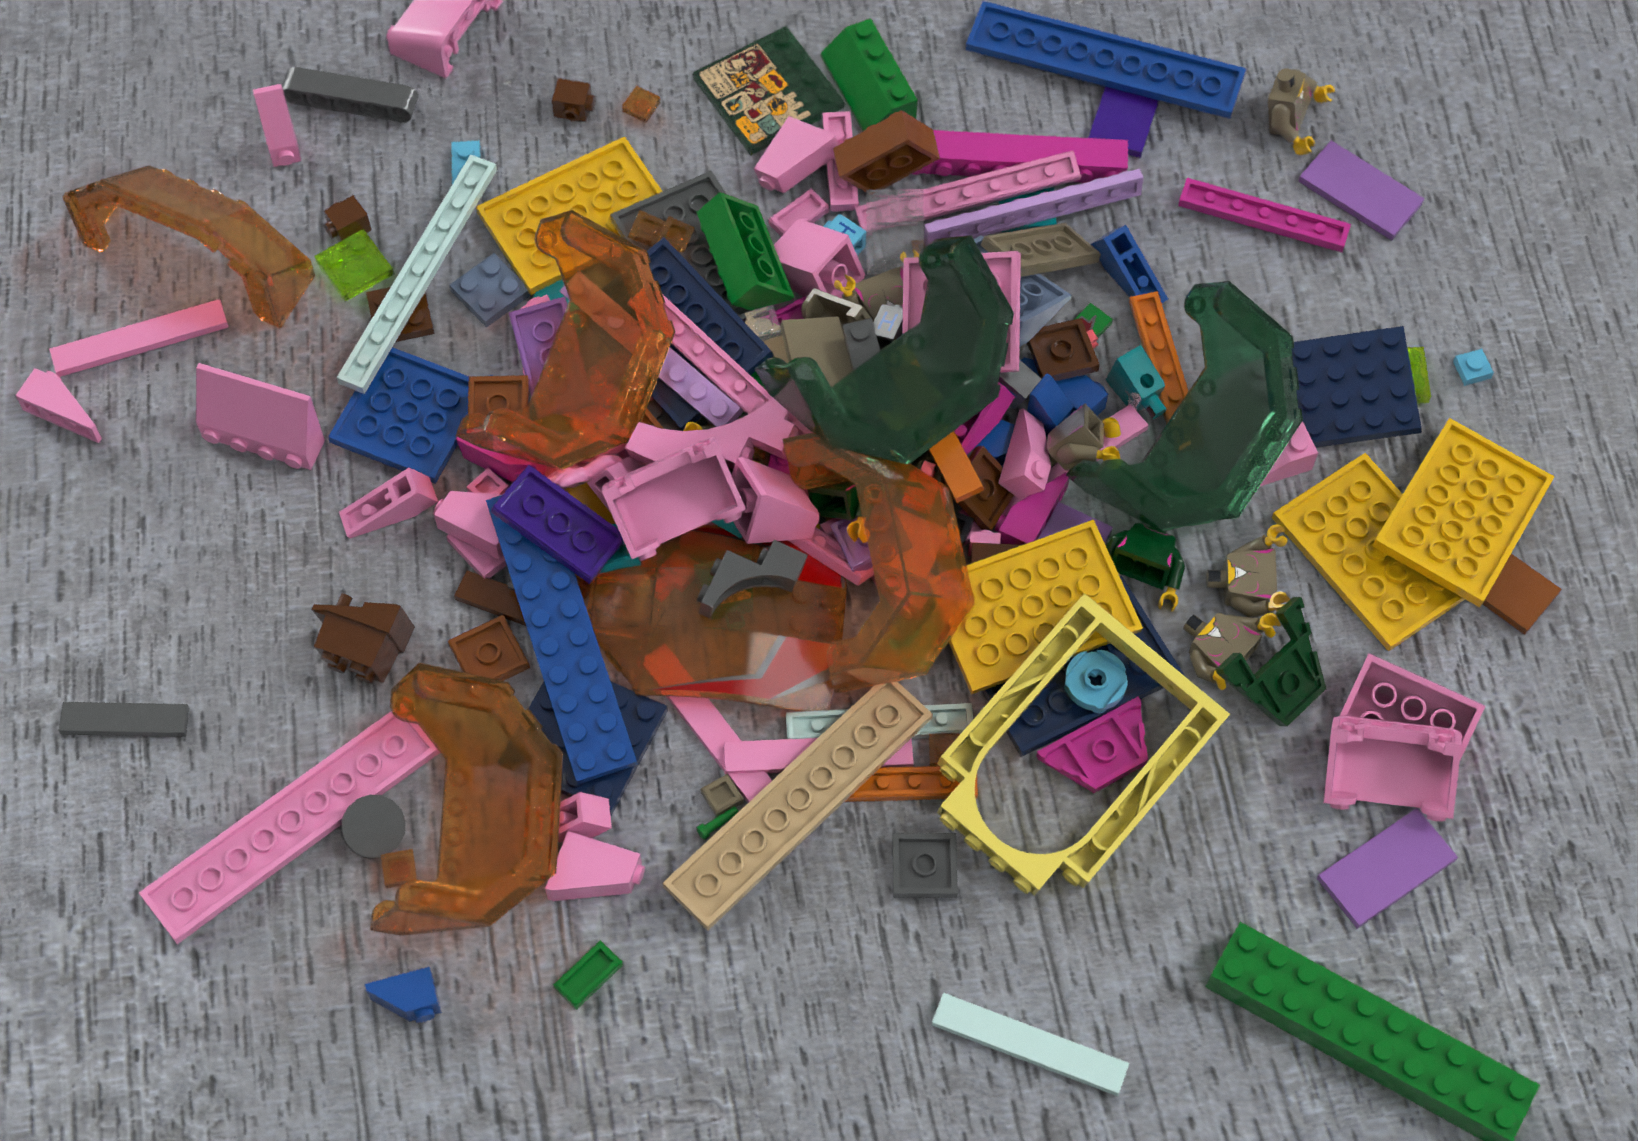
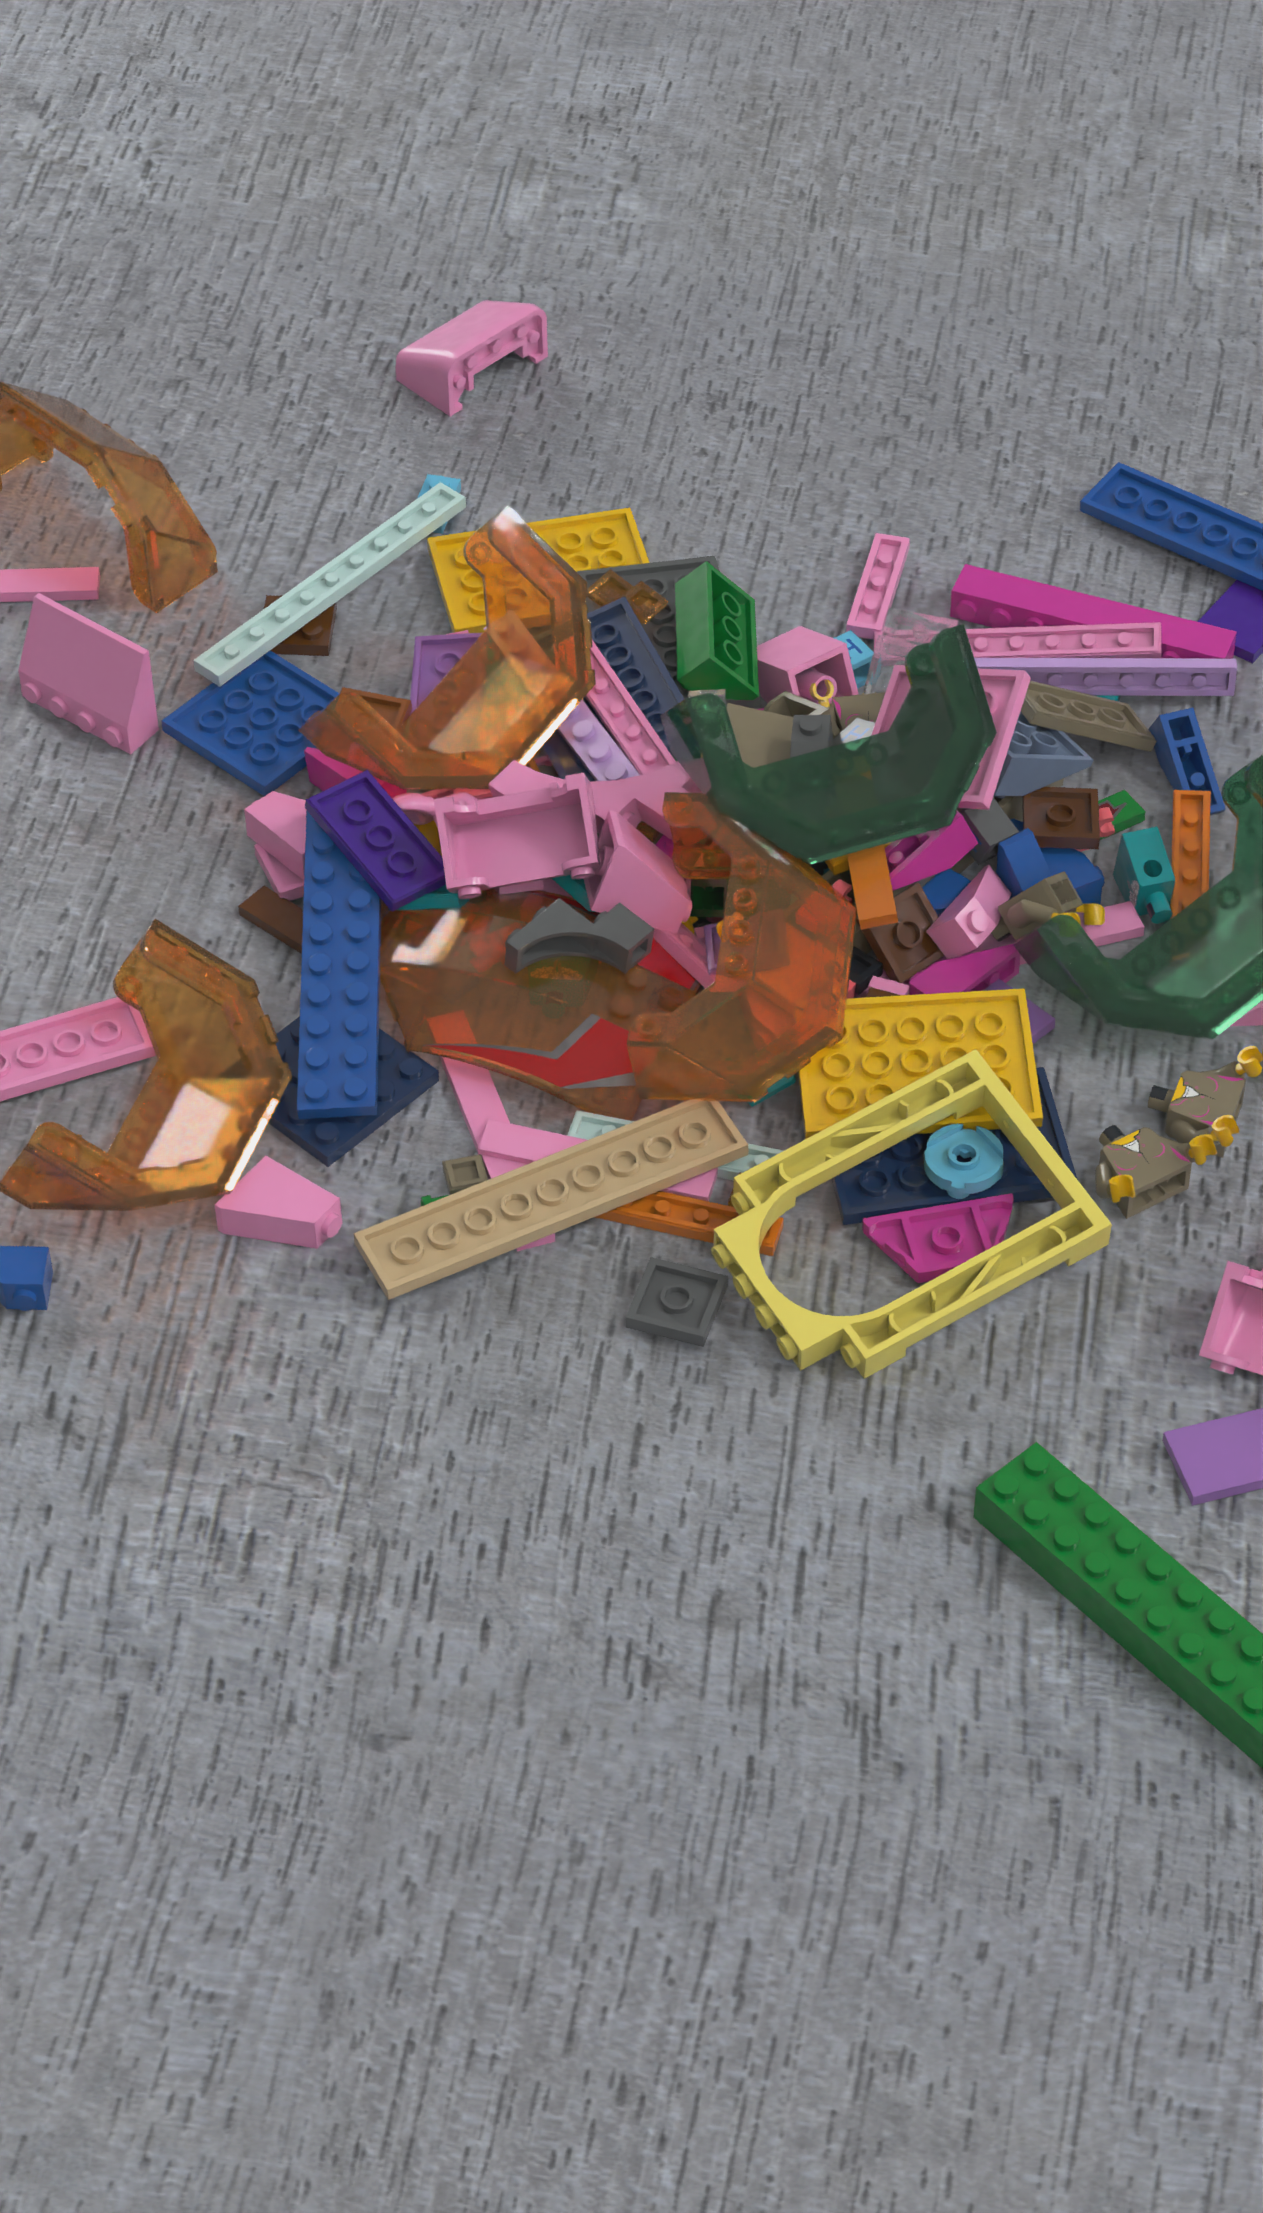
camera: 20 degrees right, 15 degrees down
(277, 125) = (232, 407): bright pink slope -> none
(346, 218) = (274, 522): reddish brown brick -> none
(349, 94) = (330, 405): dark grey beam -> none
(354, 265) = (264, 568): clear neon green plate -> none
(362, 637) = (110, 908): reddish brown piece -> none
(373, 826) = (46, 1096): dark grey tile -> none
(389, 503) = (203, 800): bright pink slope -> none
(489, 651) = (267, 964): dark orange tile -> none
(490, 290) = (402, 619): sand blue plate -> none
(572, 100) = (585, 461): reddish brown brick -> none
(584, 815) = (292, 1145): bright pink slope -> none
(588, 975) = (231, 1313): green tile -> none
(641, 104) = (664, 482): clear orange plate -> none
(764, 86) = (822, 501): plate -> none
(794, 155) = (823, 564): bright pink slope -> none
(806, 207) = (822, 621): bright pink tile -> none
(868, 75) = (948, 512): green slope -> none
(886, 152) = (929, 572): dark orange brick -> none
(1030, 1044) = (730, 1516): light aqua tile -> none
(1149, 558) = (1084, 1055): dark green torso -> none
(1288, 679) = (1202, 1218): dark green wing -> none

